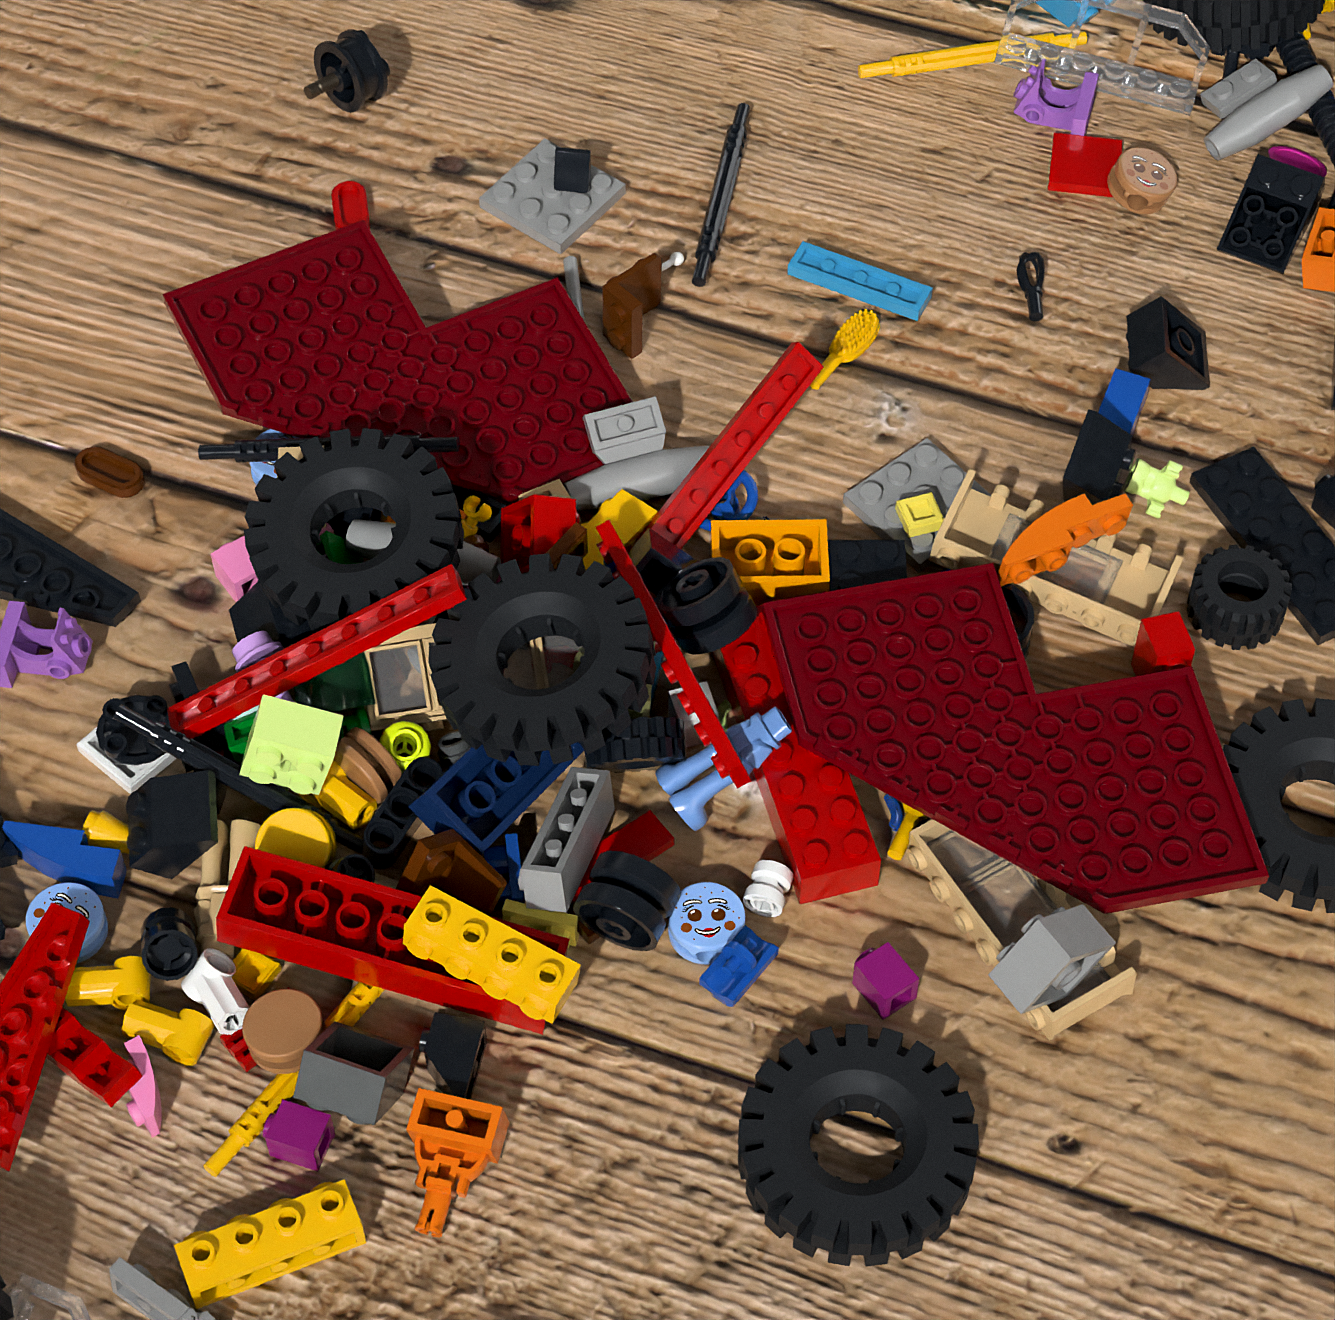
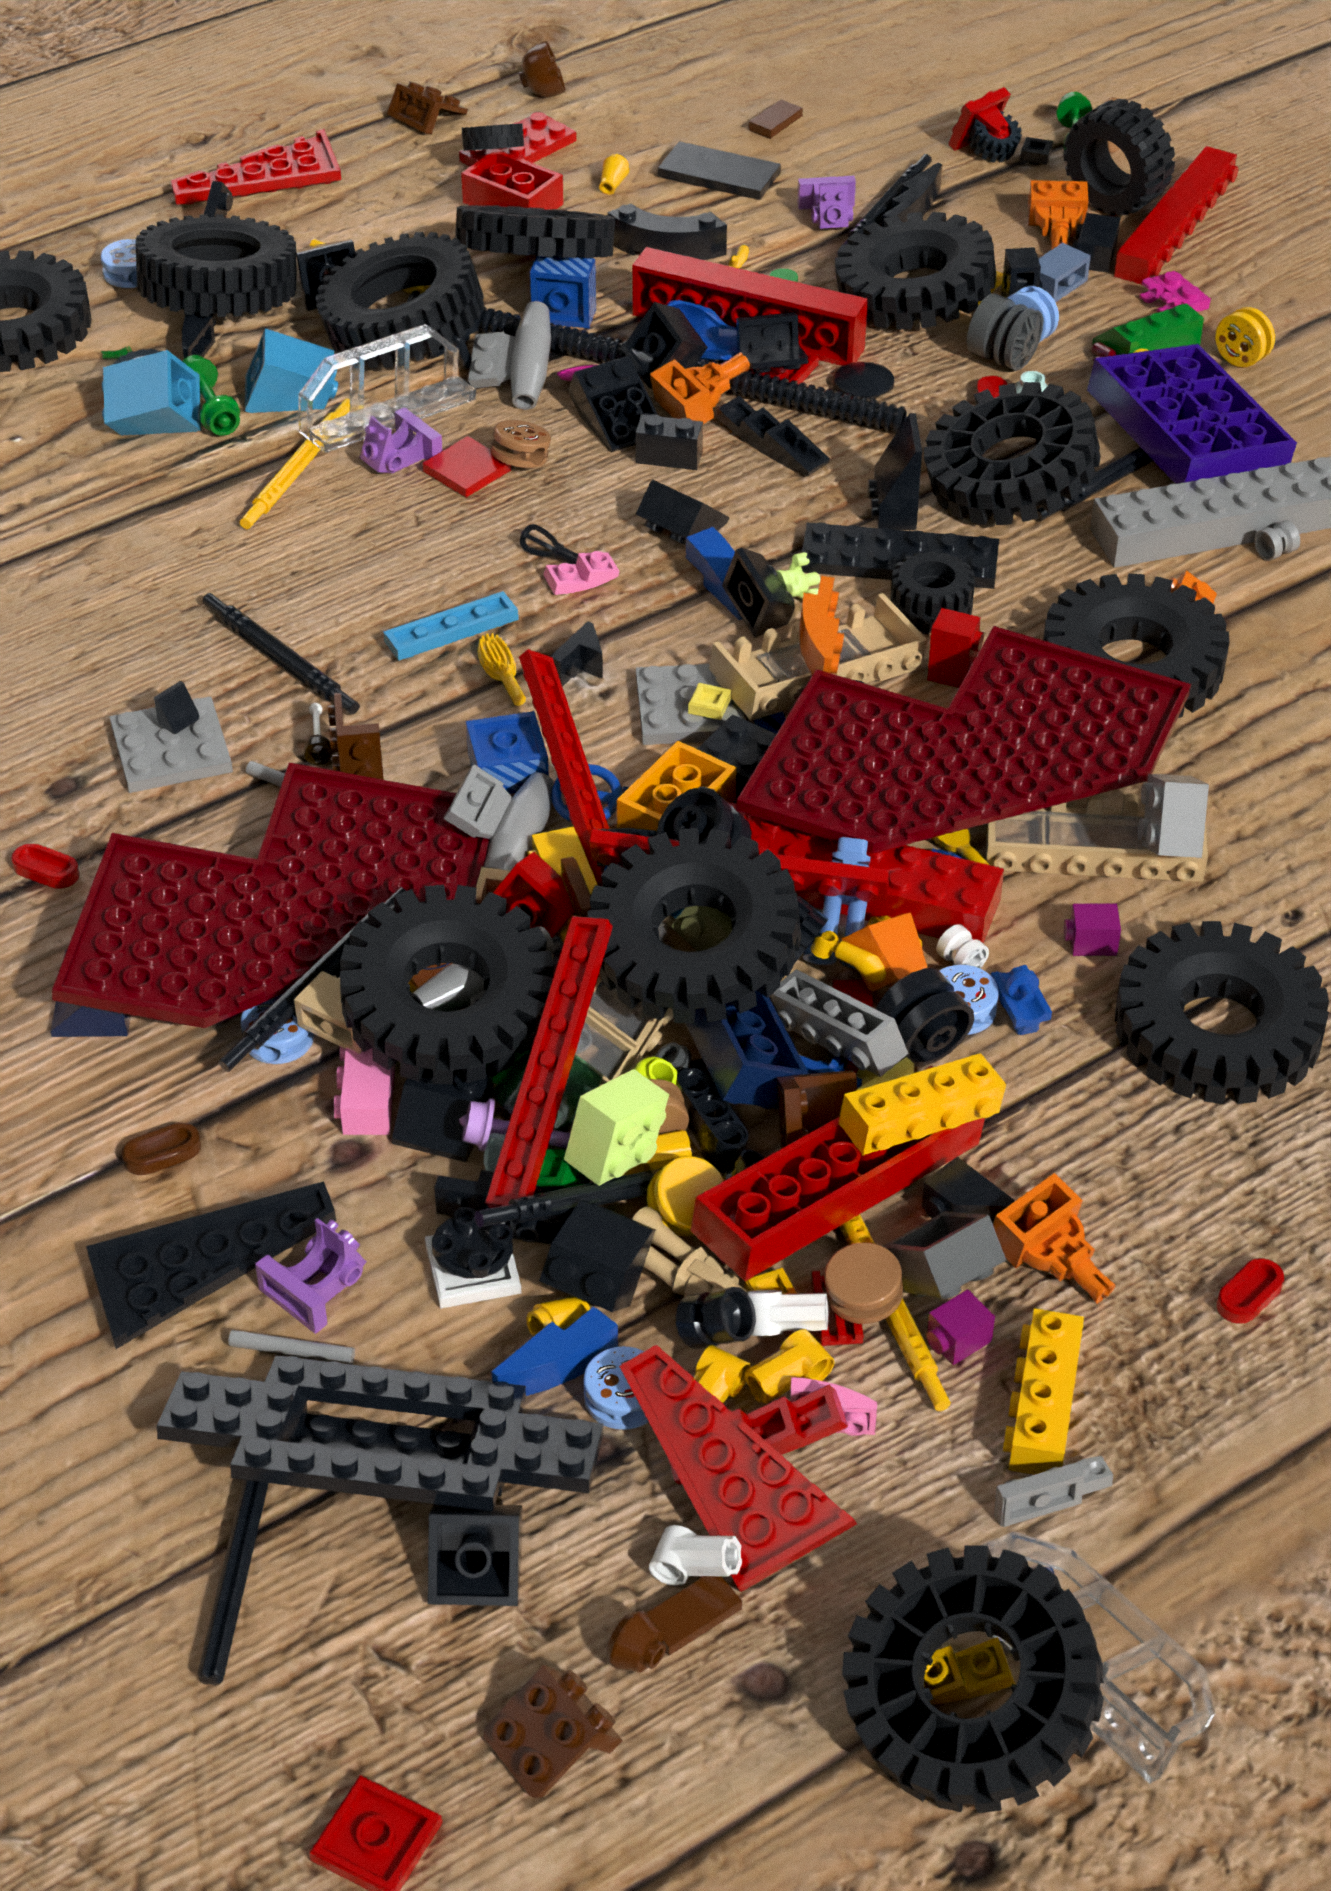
camera: 55 degrees left, 10 degrees down
(695, 827) = (879, 952): none -> orange torso
(707, 405) = (507, 748): none -> blue container
(908, 386) = (579, 653): none -> black slope
(1024, 331) = (588, 572): none -> bright pink slope
(1257, 280) = (669, 442): none -> black brick

